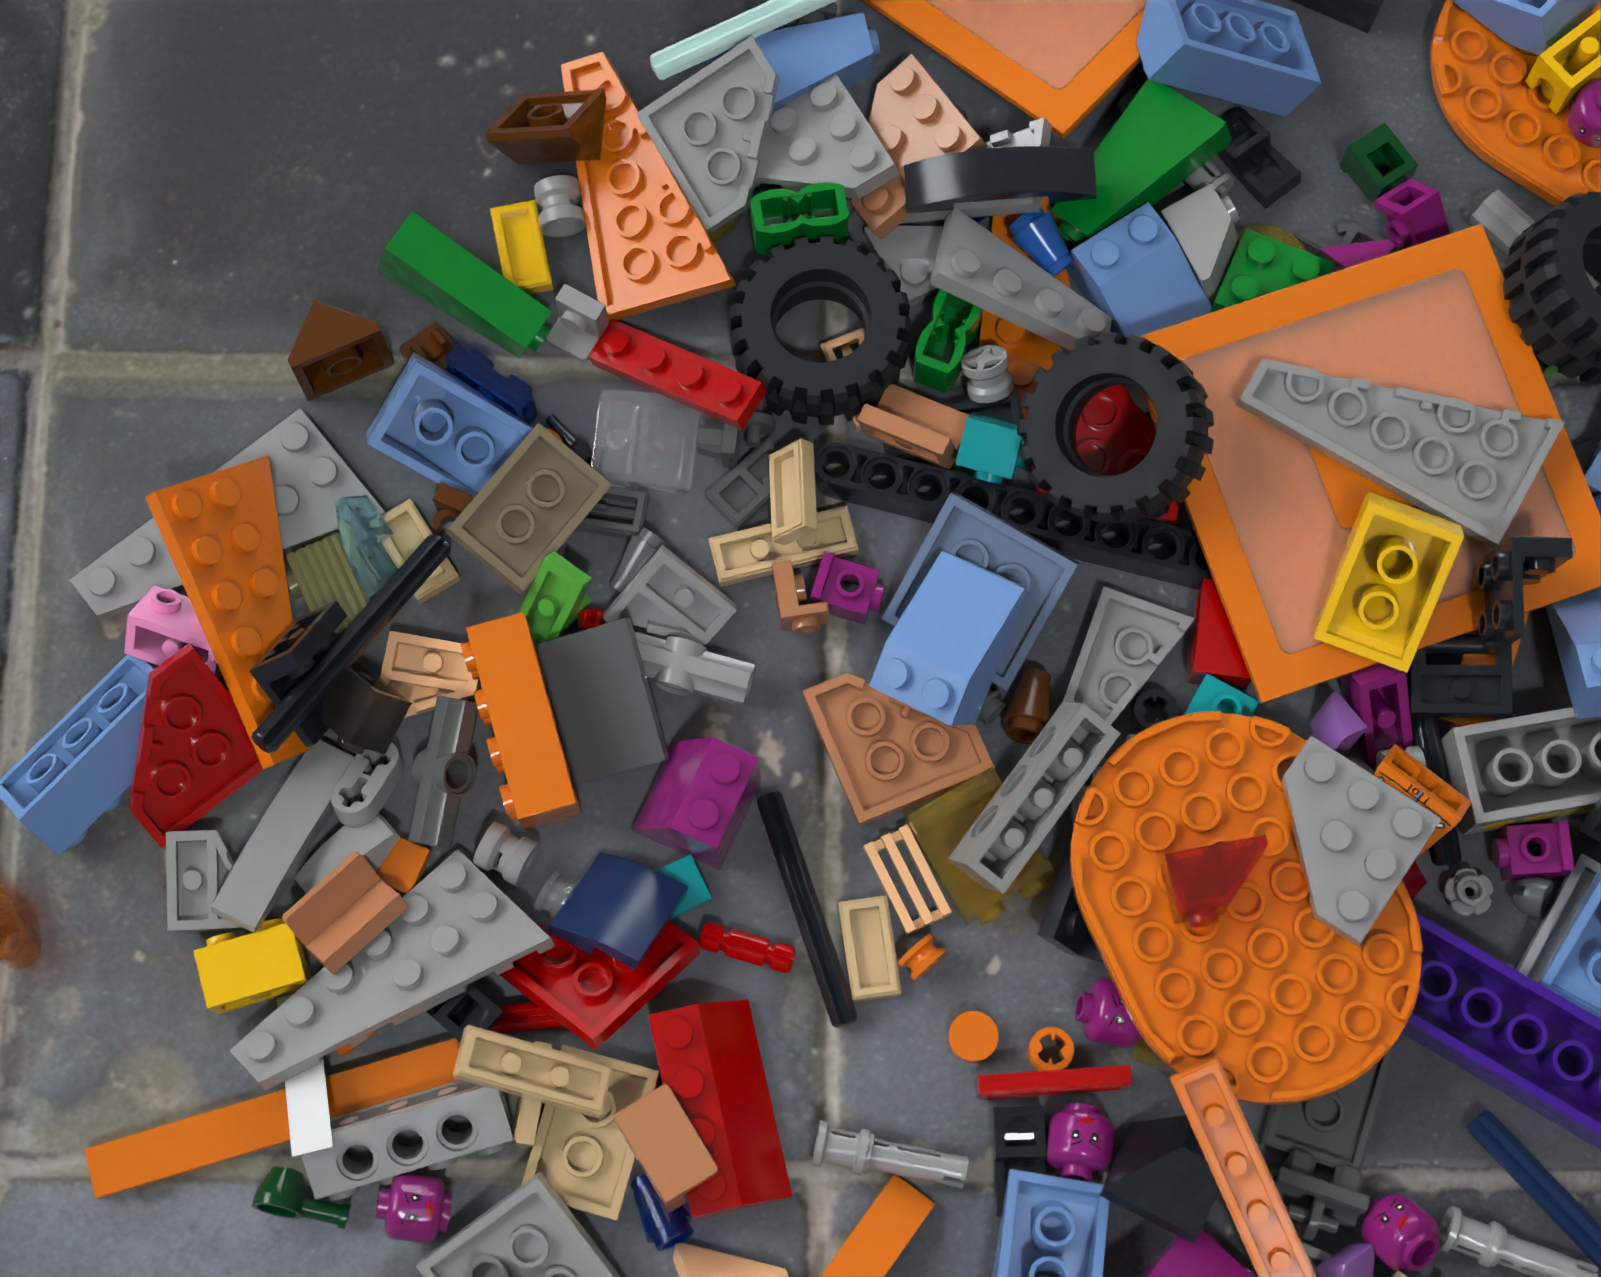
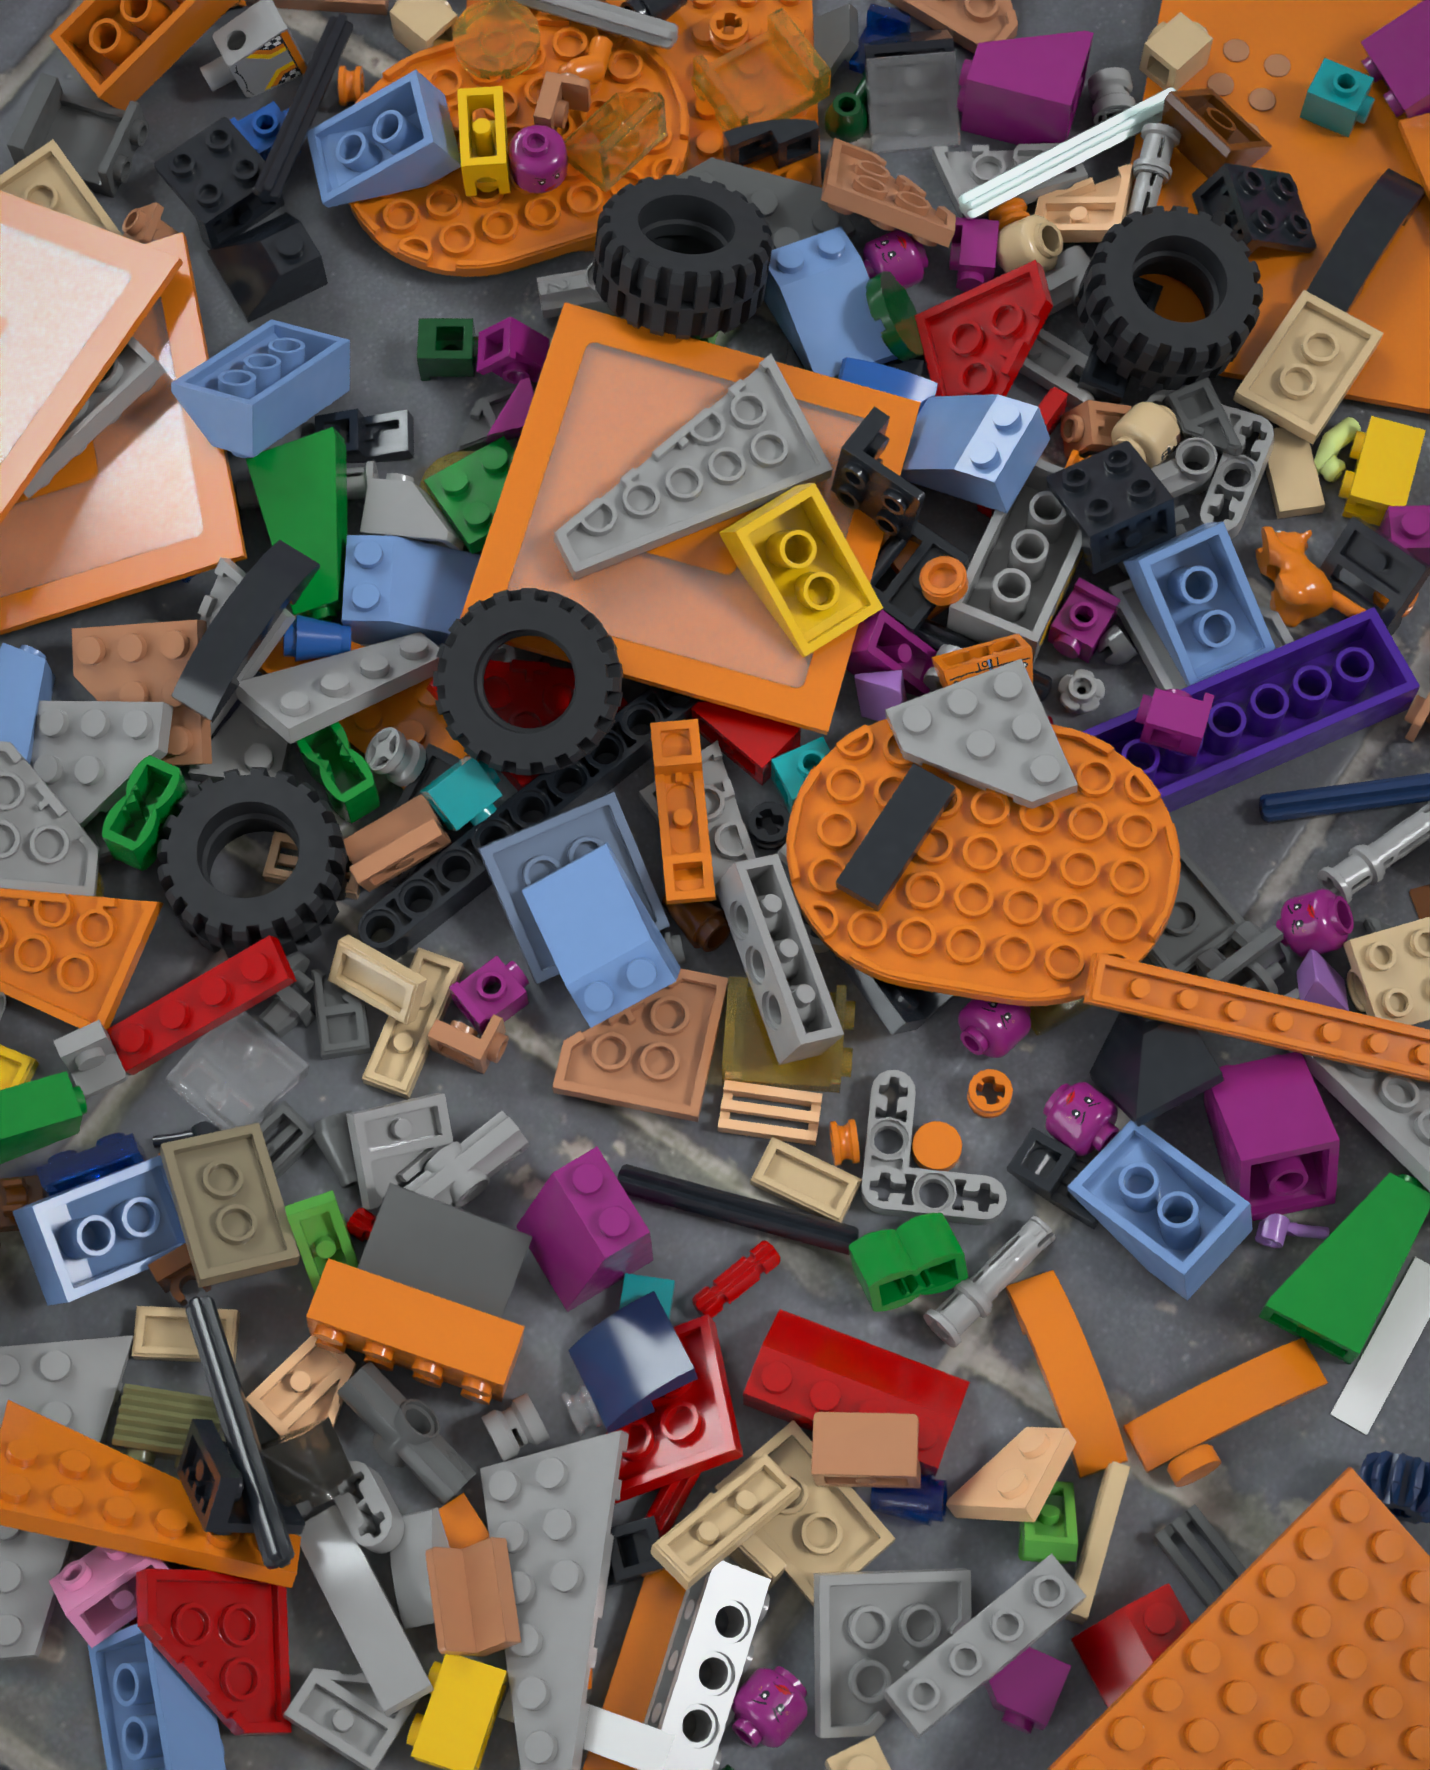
camera: 55 degrees left, 5 degrees down
(362, 533) = (140, 1364): clear light blue slope -> none
(853, 1077) = (908, 1261): none -> green brick
(933, 1015) = (897, 1170): none -> light grey beam
(1053, 1082) = (1018, 1107): red tile -> none
(1106, 633) = (682, 812): none -> orange slope
(1202, 819) = (895, 837): none -> black tile
(1208, 878) = (948, 863): clear red slope -> none
(1472, 707) = (943, 580): none -> orange tile
(1488, 987) = (1174, 720): none -> magenta brick

